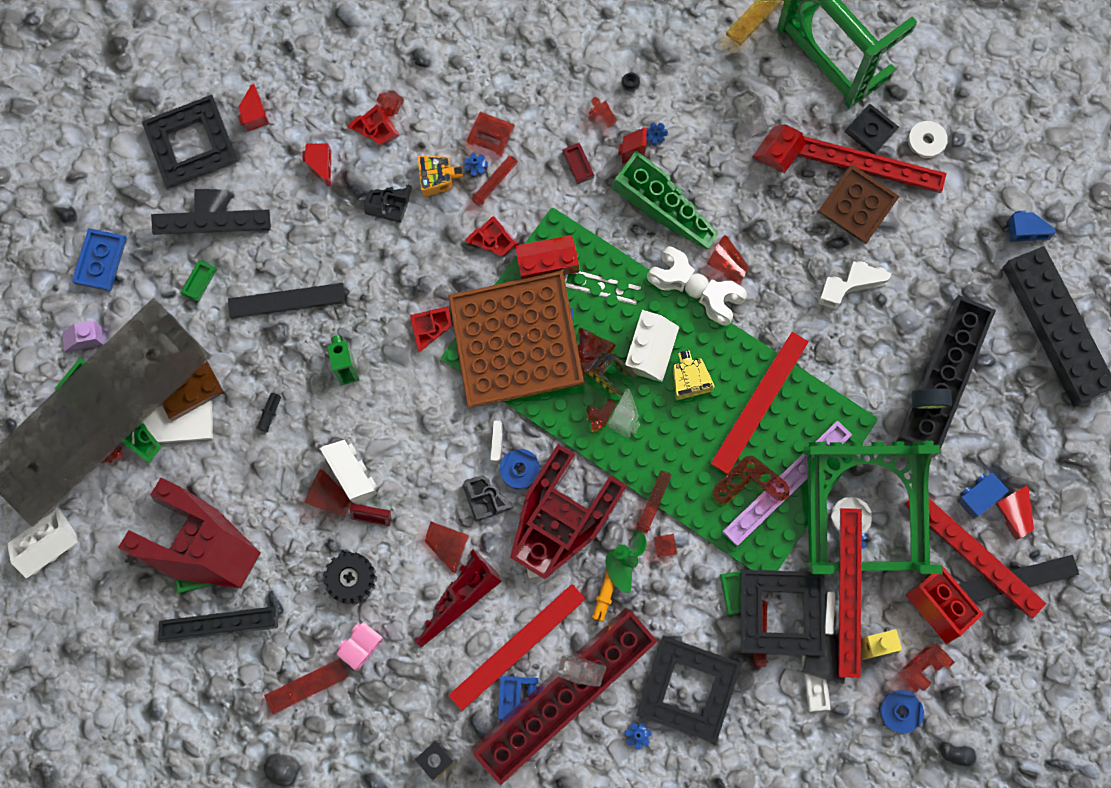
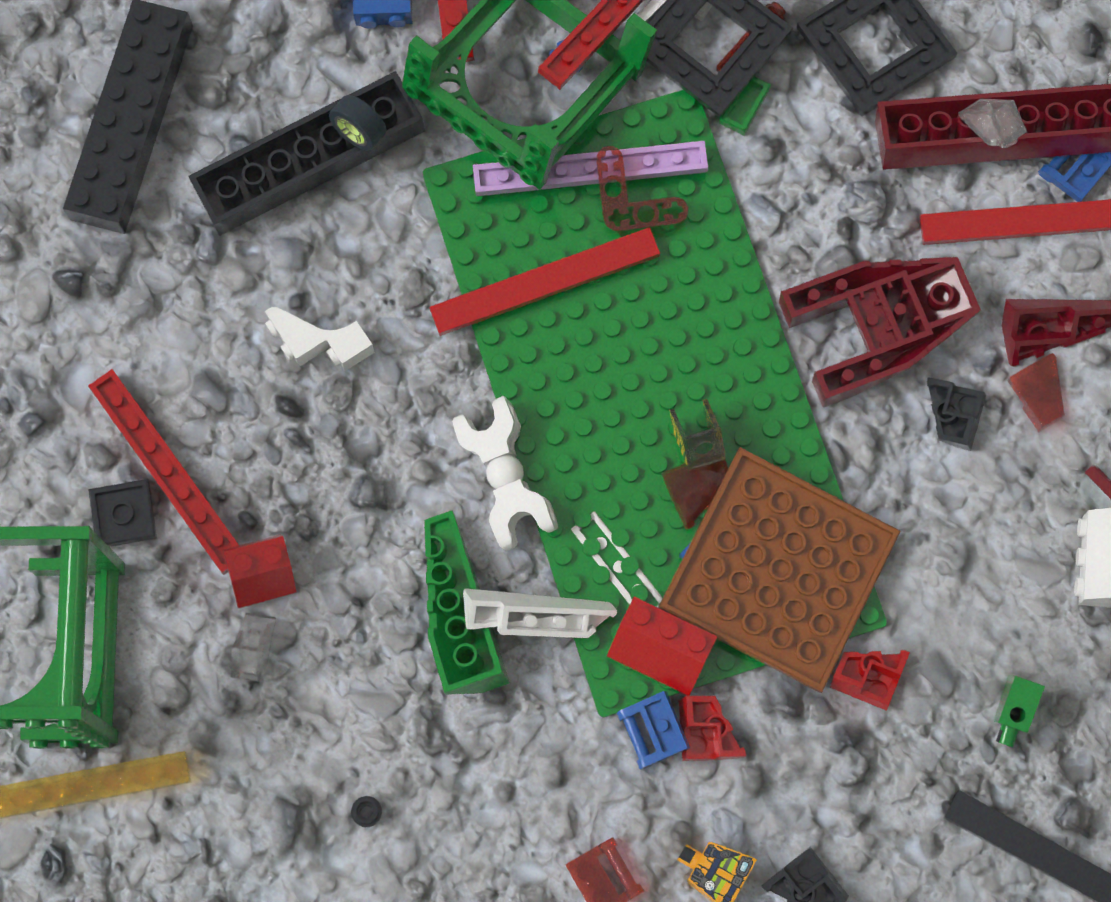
camera: 145 degrees left, 0 degrees up
(475, 164) = (652, 860): blue plant -> none
(495, 179) = (647, 809): clear red axle -> none
(496, 442) = (894, 465): white tile -> none
(510, 475) = (894, 399): blue plate -> none
(518, 221) = (661, 725): none -> blue plate
(578, 163) = (521, 751): dark red tile -> none
(600, 417) = (744, 397): clear red piece -> none
(603, 110) = (435, 798): clear red piece -> none
(603, 599) = (897, 200): light orange pin -> none
(622, 560) = (854, 217): green piece -> none
(623, 223) = (534, 614): none -> white wedge
(625, 416) = (718, 378): clear slope -> none
(631, 143) = (439, 709): red slope -> none
(633, 739) = (969, 36): blue plant -> none
(652, 346) = (621, 438): white slope -> none
(653, 502) = (788, 247): clear red axle -> none
(655, 133) = (393, 712): blue plant -> none
(665, 545) = (783, 206): clear red plate -> none
(691, 377) = (604, 366): light yellow torso -> none
(729, 261) = (437, 479): clear red slope -> none
(854, 503) = (542, 104): white tile -> none
(858, 204) = (225, 428): reddish brown plate -> none
(932, 130) = (68, 431): white tile -> none
(1029, 227) = (55, 251): blue slope -> none

